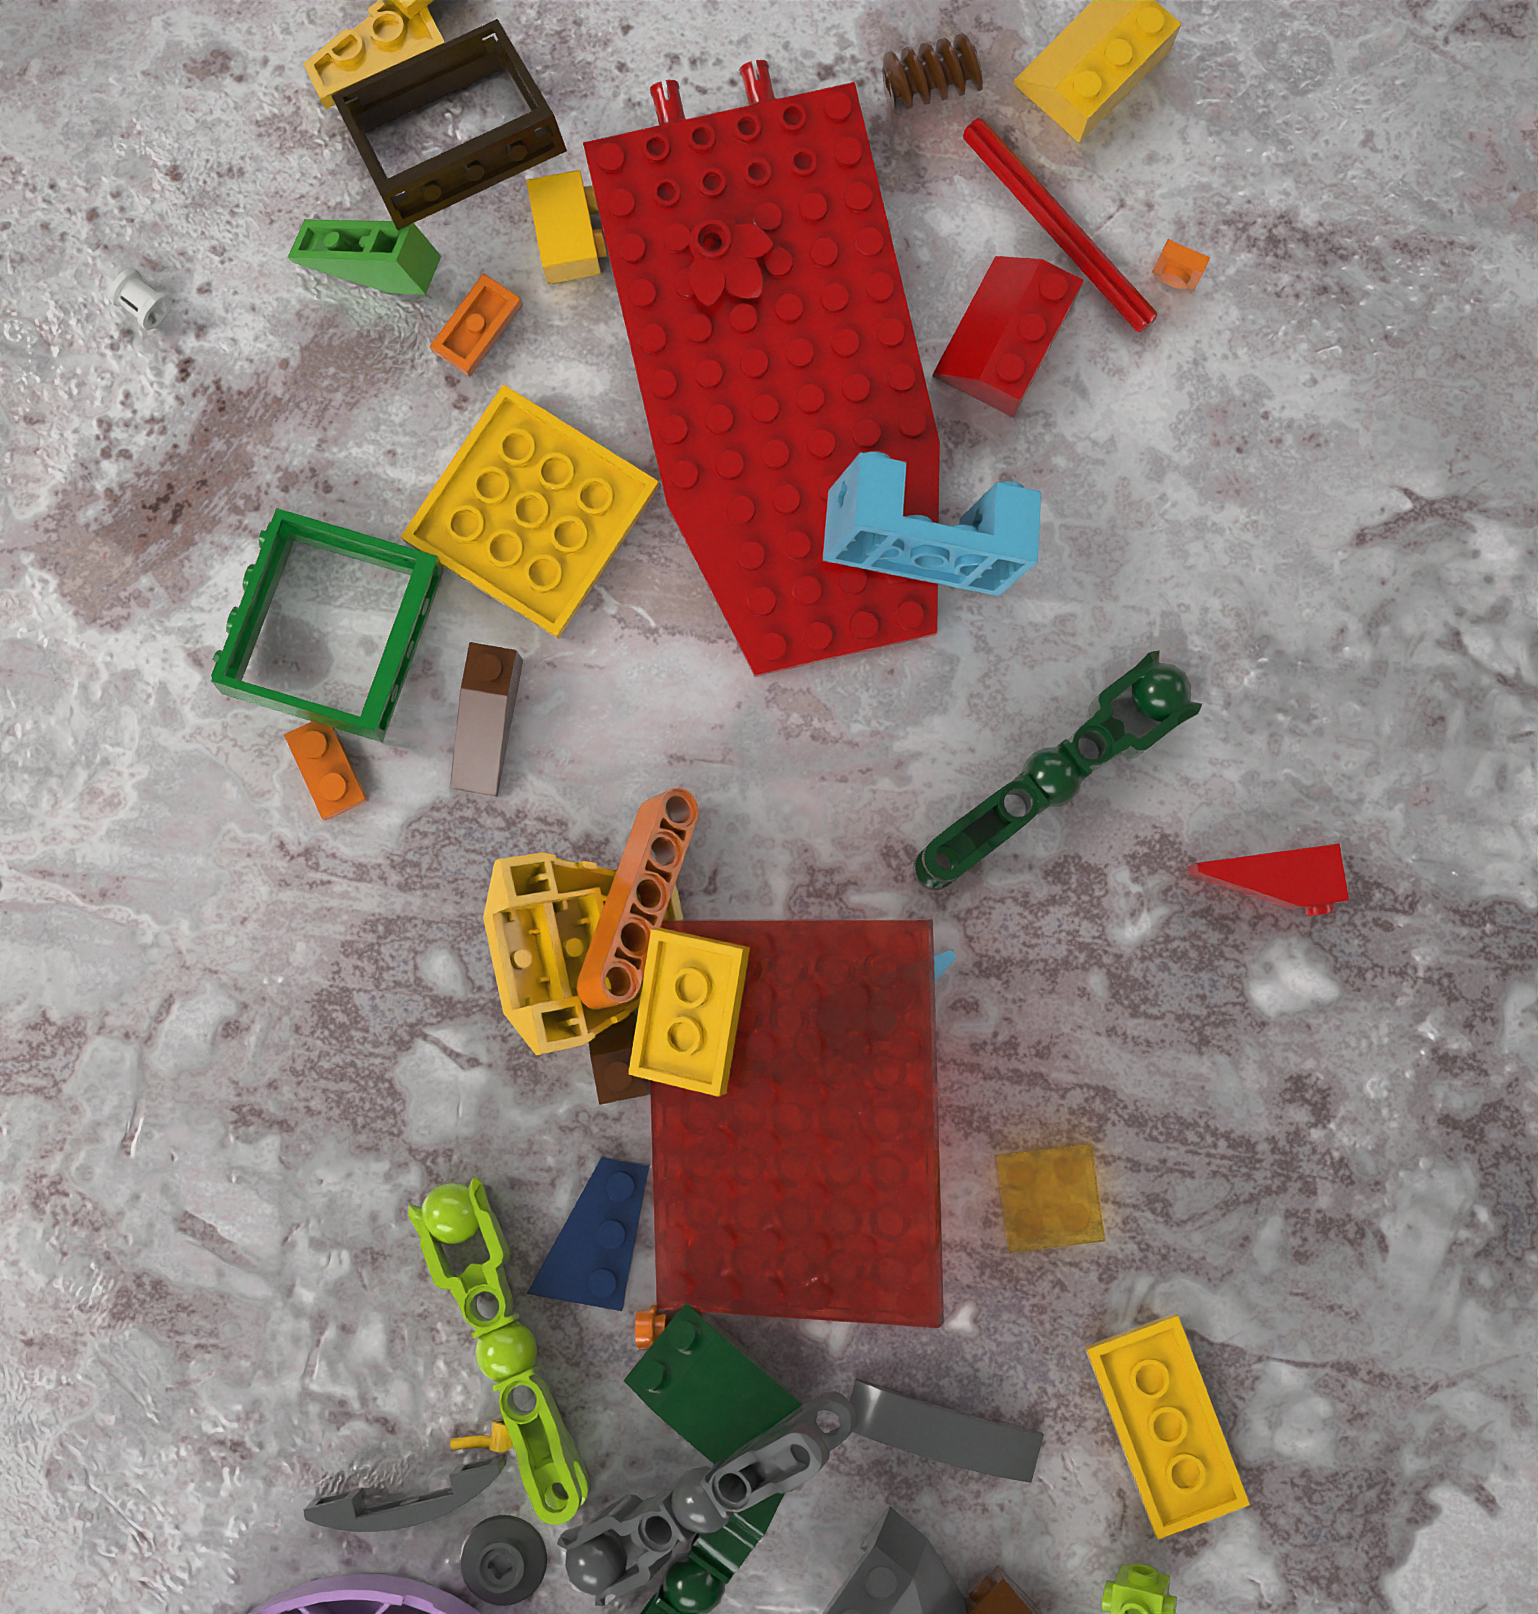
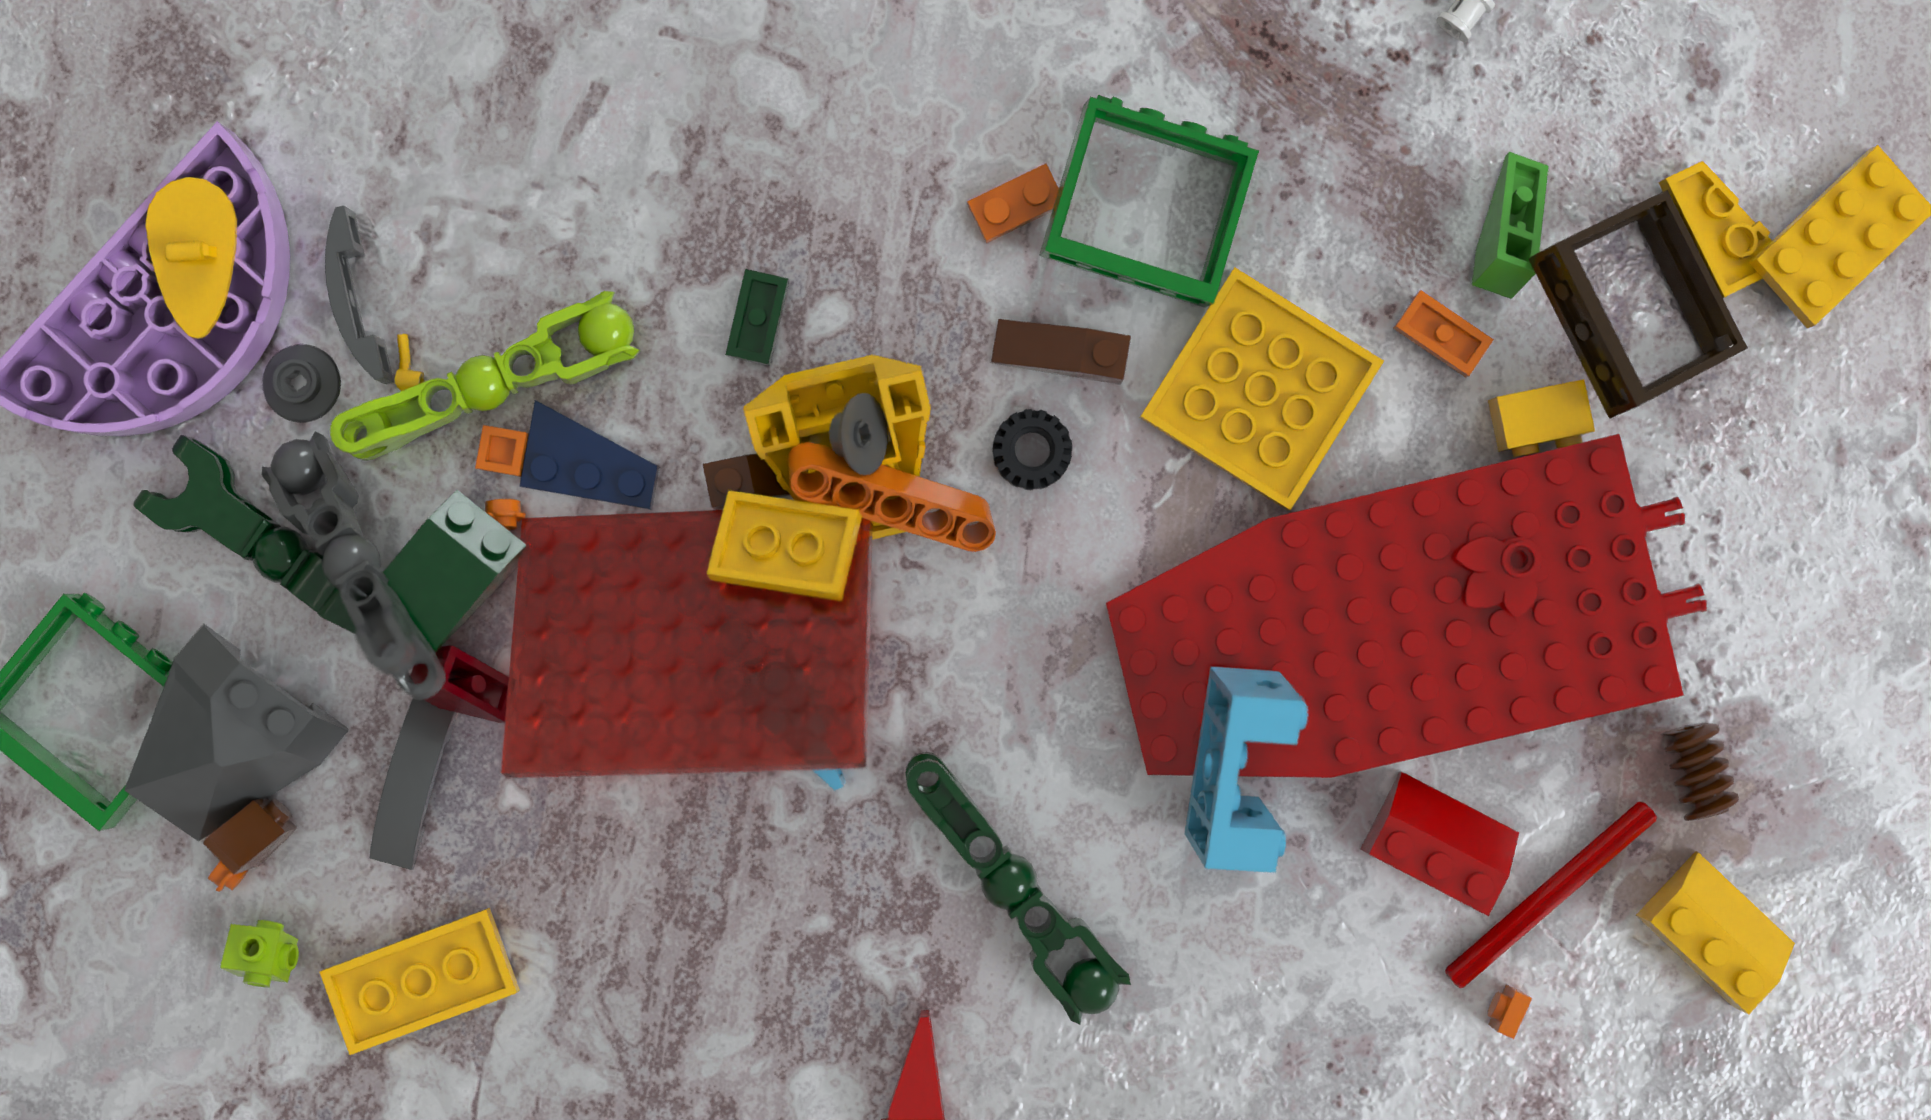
camera: 90 degrees right, 5 degrees up
(441, 1046) = (757, 317): none -> dark green plate
(568, 928) = (860, 434): none -> dark grey piece
(580, 724) = (1032, 422): none -> black tyre
(582, 1330) = (502, 450): none -> orange plate
(843, 1365) = (468, 686): none -> dark red slope
(1049, 1197) = (622, 876): clear yellow plate -> none

